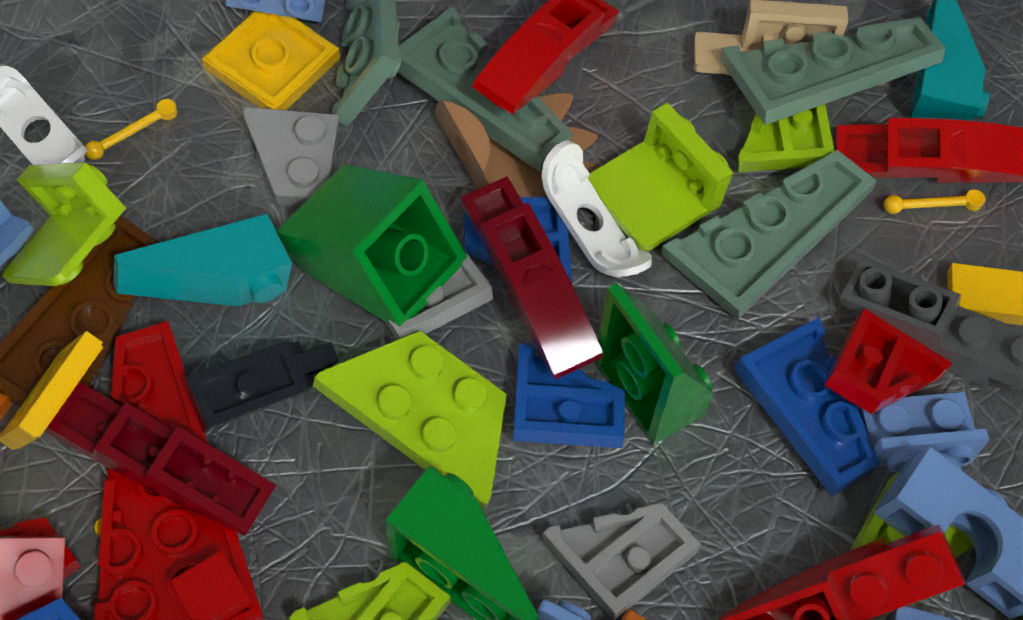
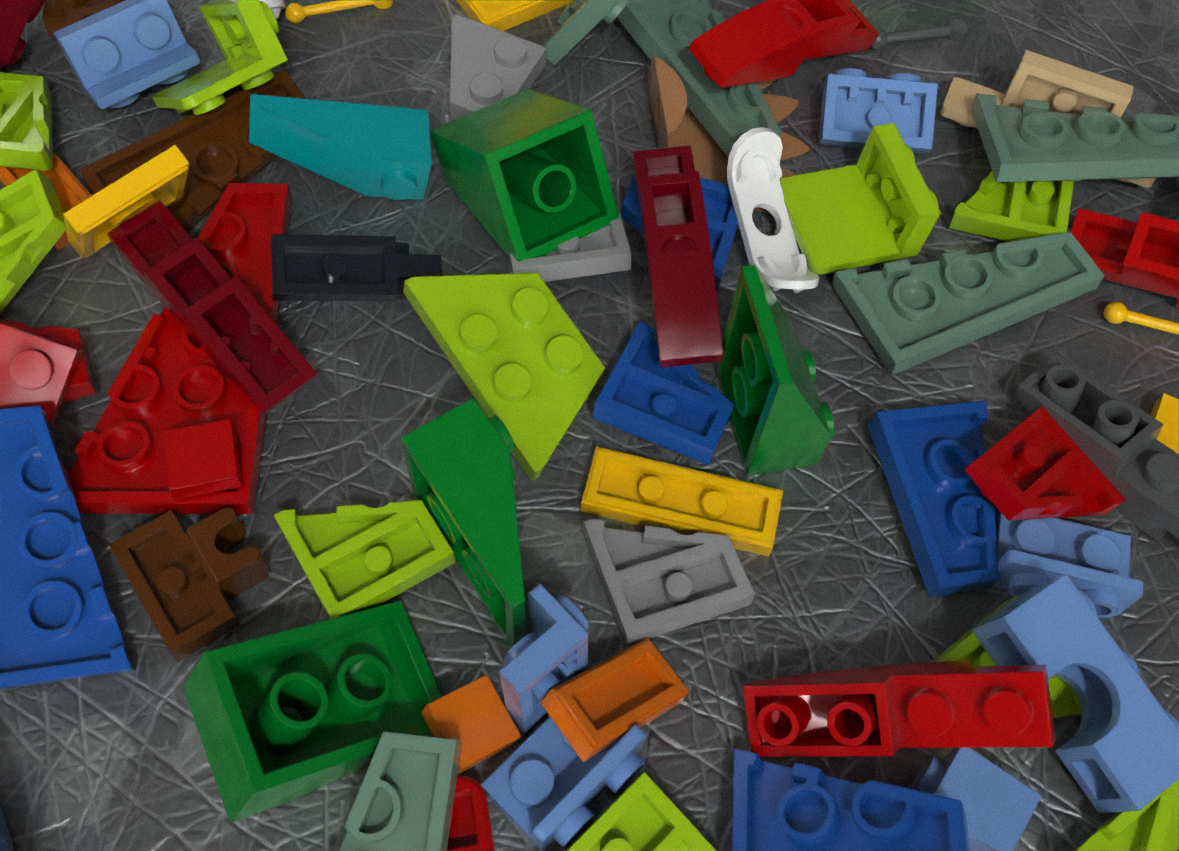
camera: 20 degrees right, 0 degrees up
(610, 485) = (681, 499): none -> yellow tile
(634, 89) = (859, 102): none -> medium blue bracket

